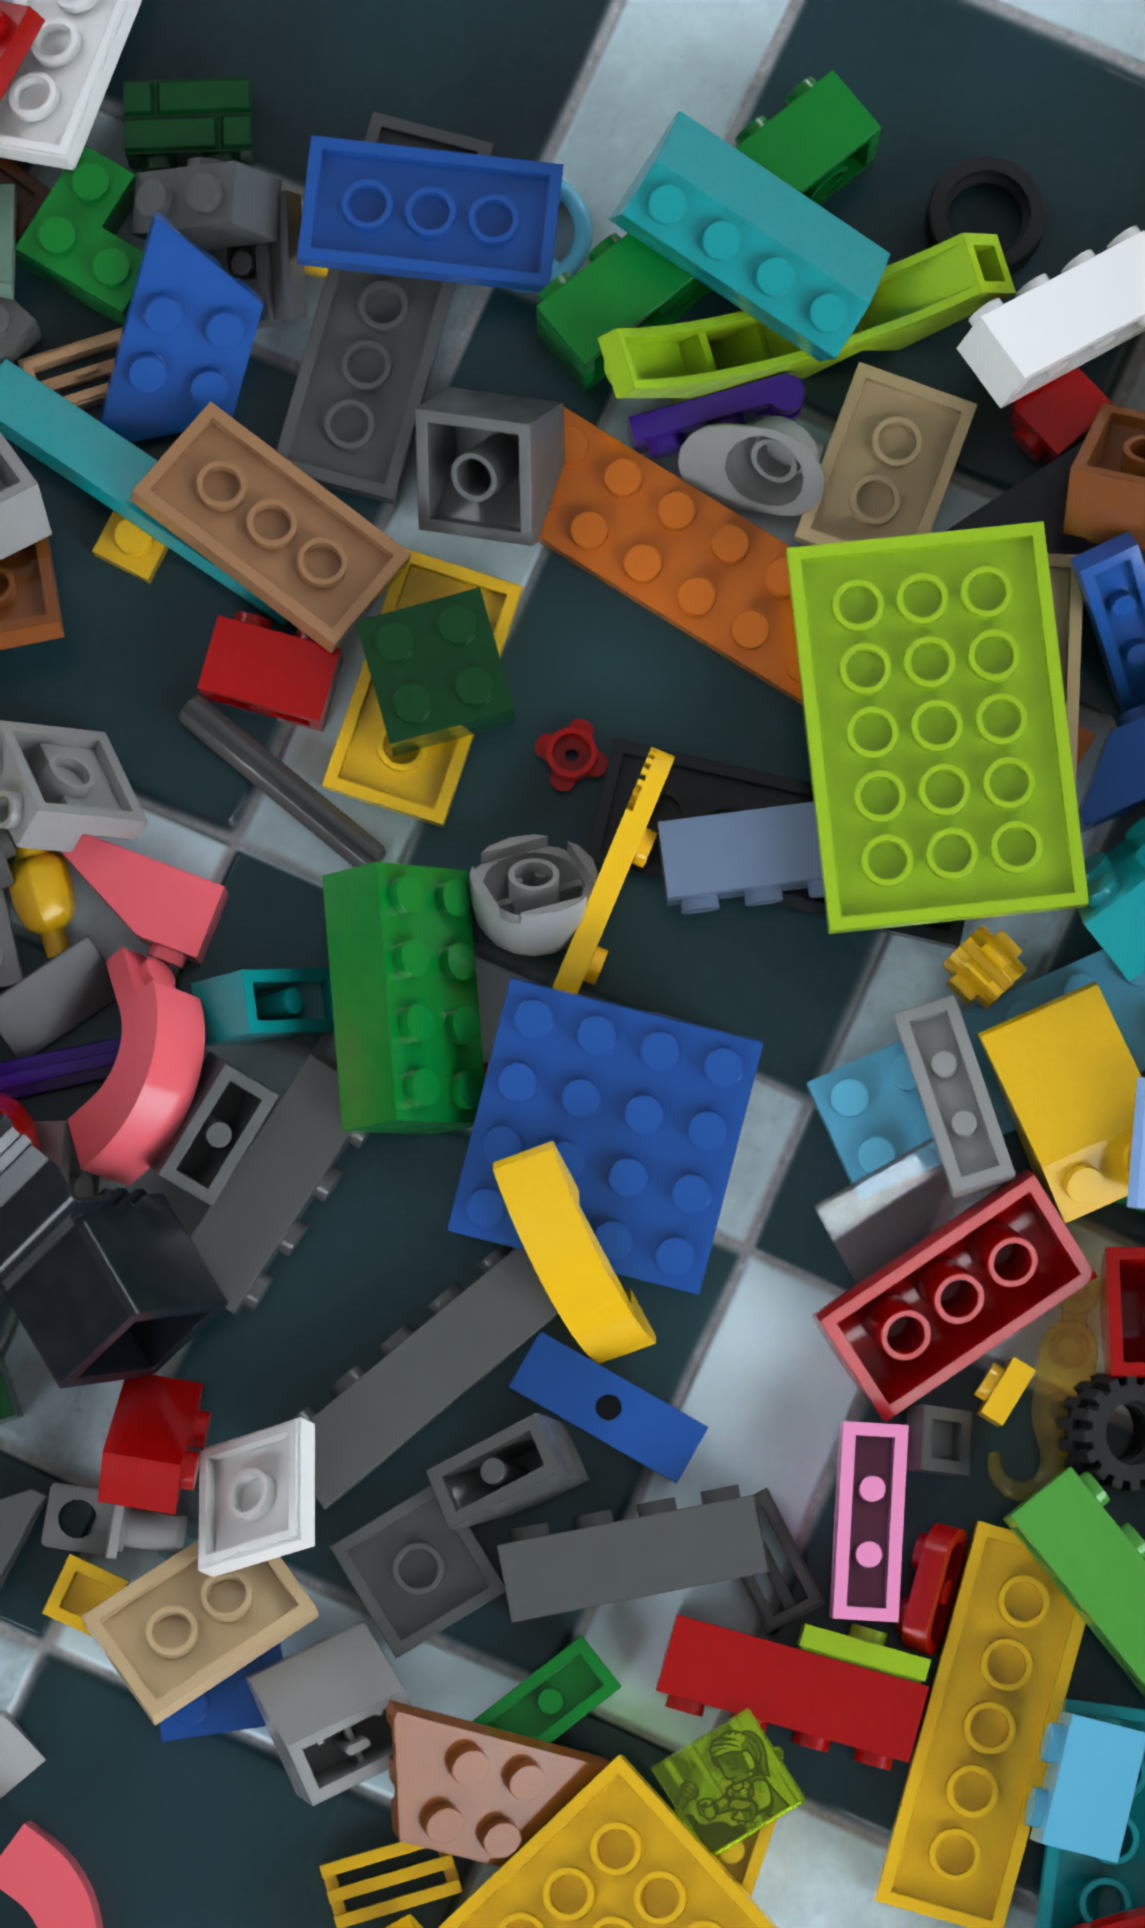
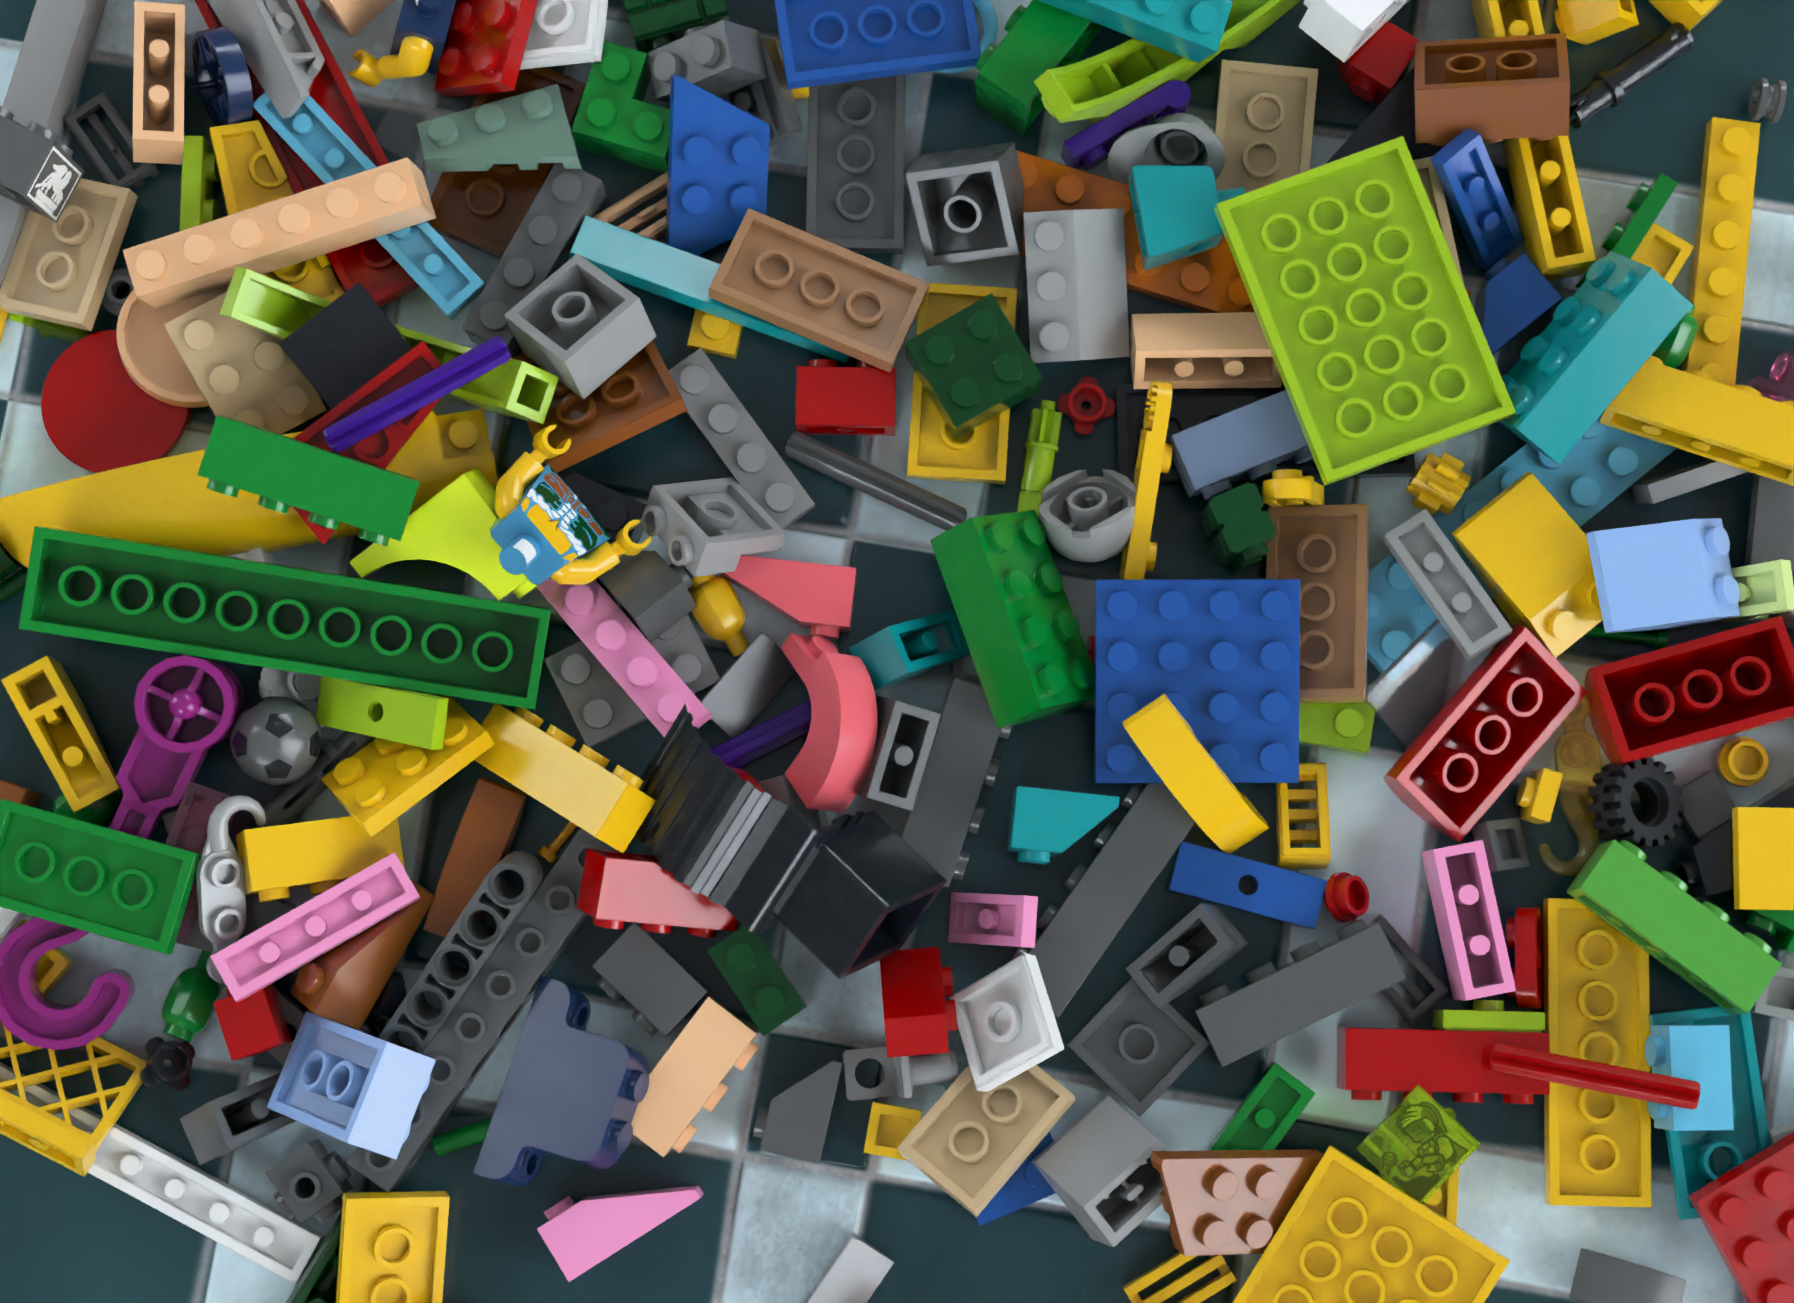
camera: 15 degrees left, 0 degrees up
(124, 688) = (739, 440): none -> light grey plate
(278, 1367) = (993, 919): none -> bright pink slope
(383, 1265) = (1052, 820): none -> teal slope
(495, 803) = (1040, 455): none -> lime piece
(594, 602) = (1076, 285): none -> light grey slope
(690, 1391) = (1304, 857): none -> yellow slope
(712, 957) = (1237, 527): none -> dark green brick
(725, 724) = (1201, 351): none -> light nougat brick
(727, 1454) = (1346, 896): none -> red plate
(744, 541) = (1175, 211): none -> teal torso
(769, 1230) = (1337, 725): none -> lime plate
(795, 929) = (1292, 489): none -> yellow plate
(815, 1034) = (1331, 558): none -> medium nougat plate
(963, 1751) = (1595, 1076): none -> red axle

